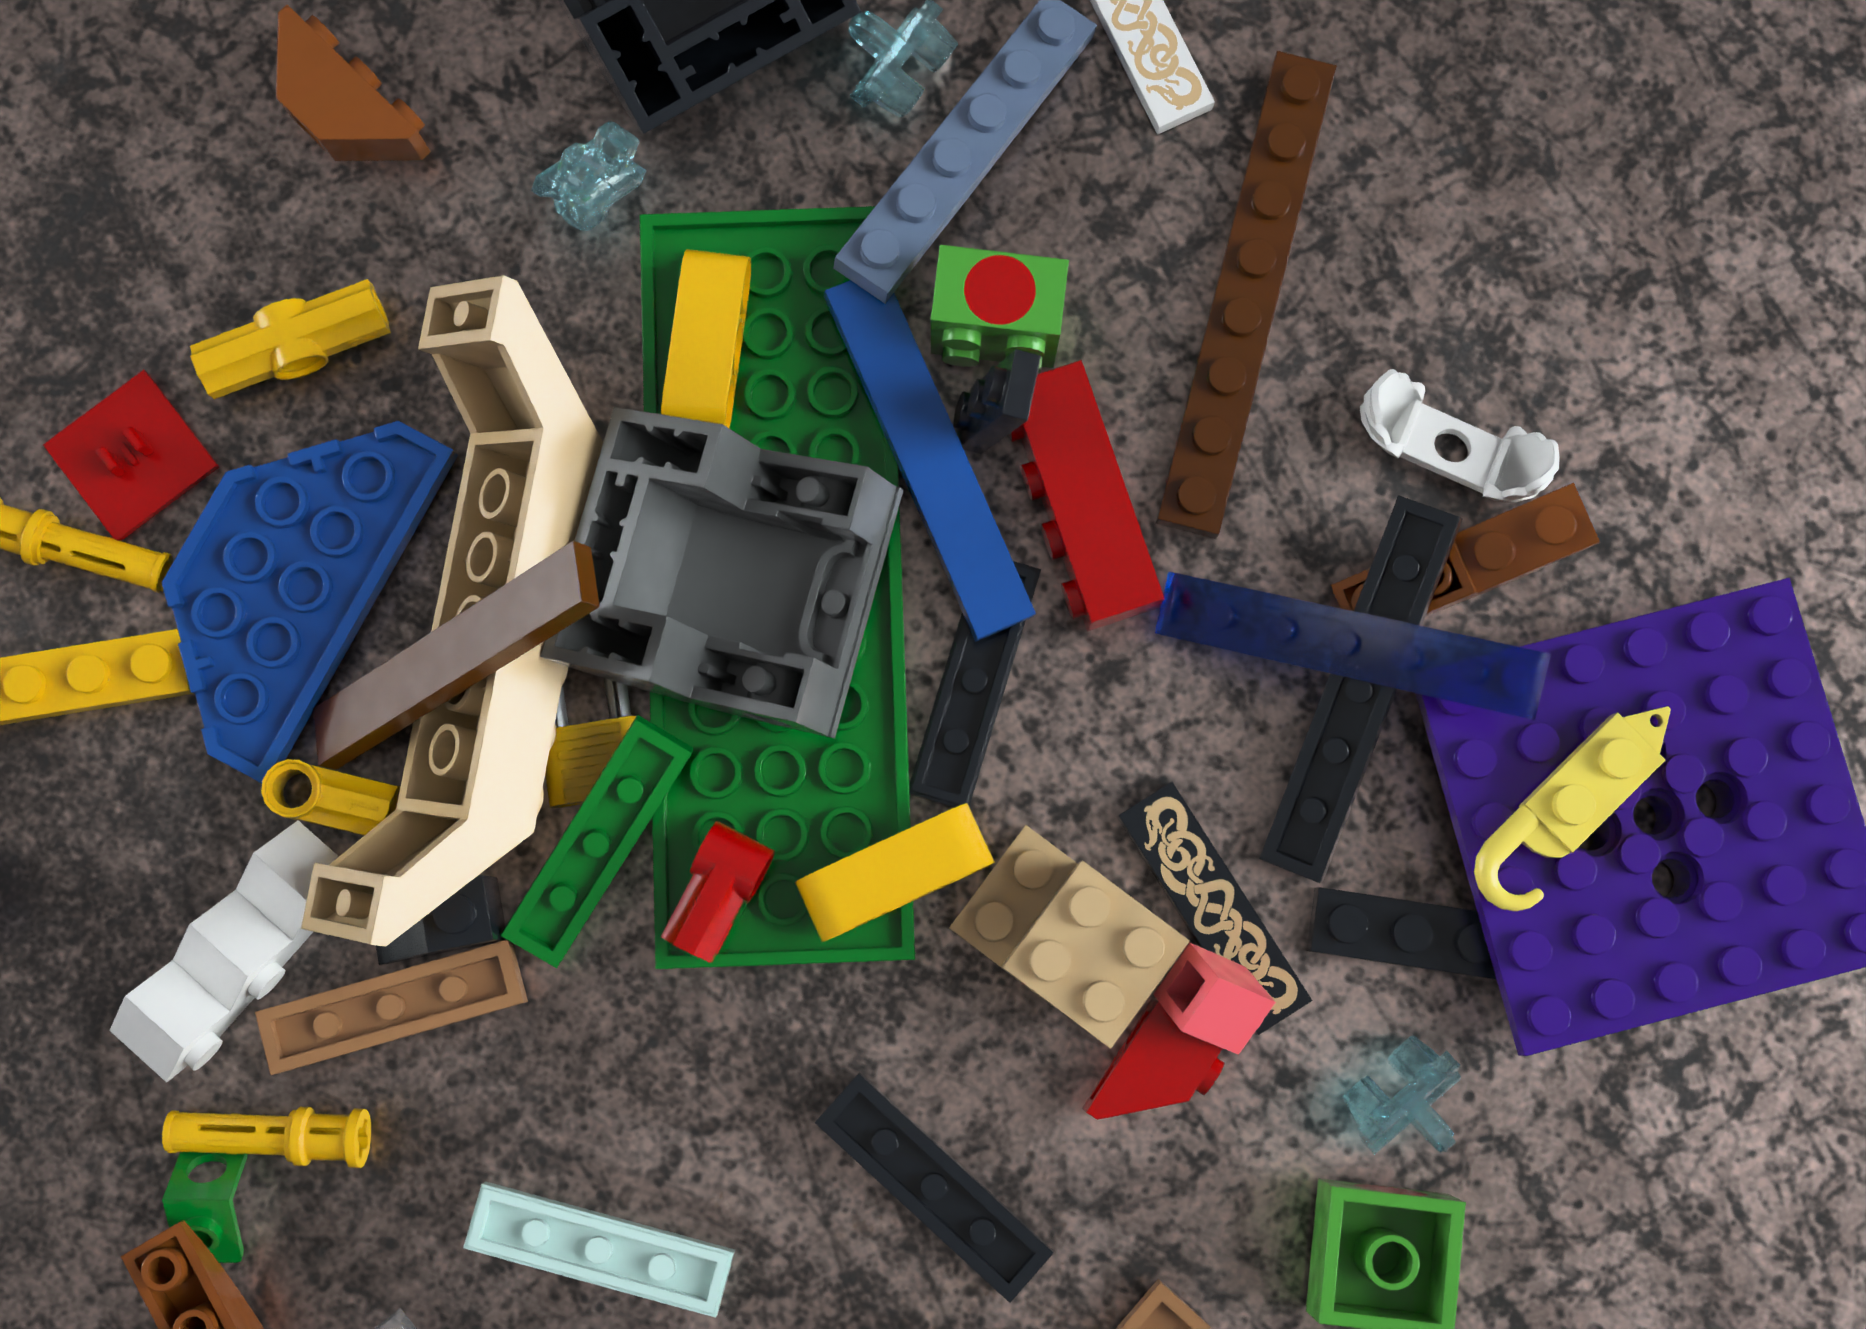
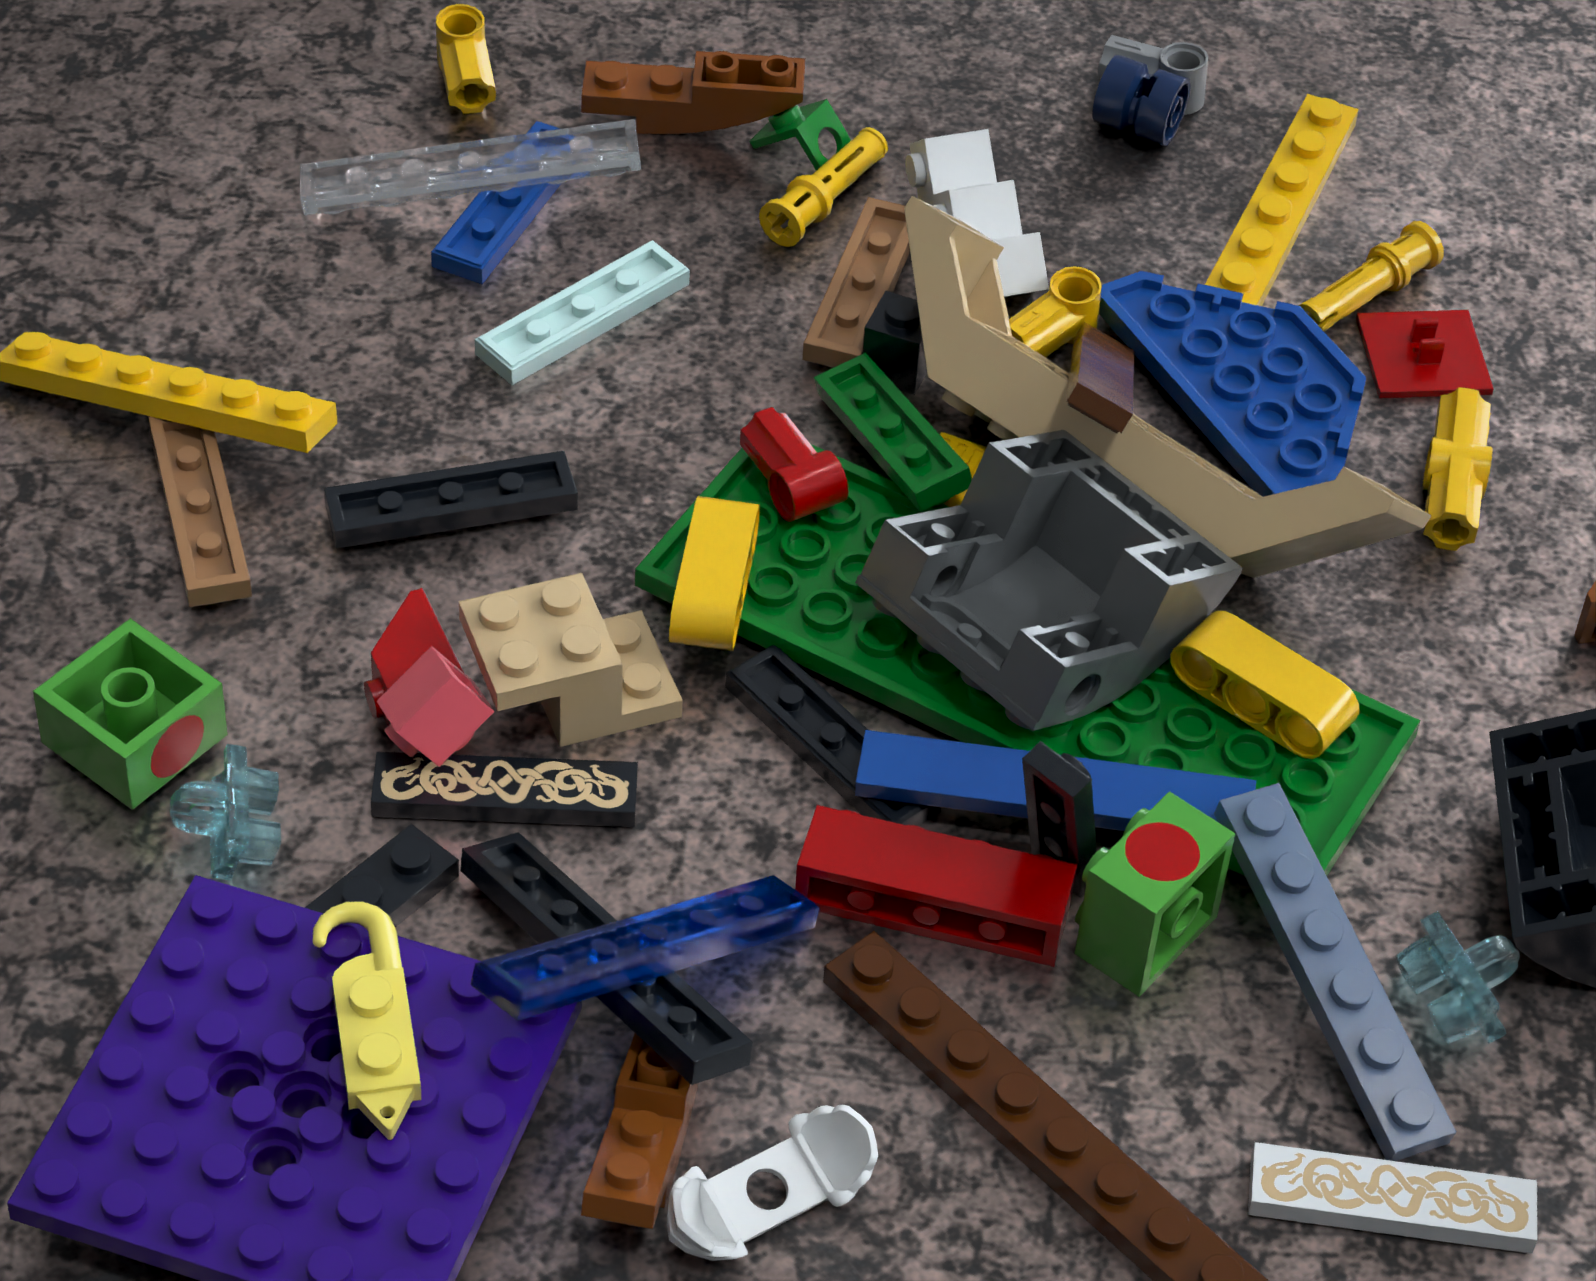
camera: 120 degrees right, 35 degrees down
(592, 176) = (1471, 675): clear light blue hips -> none

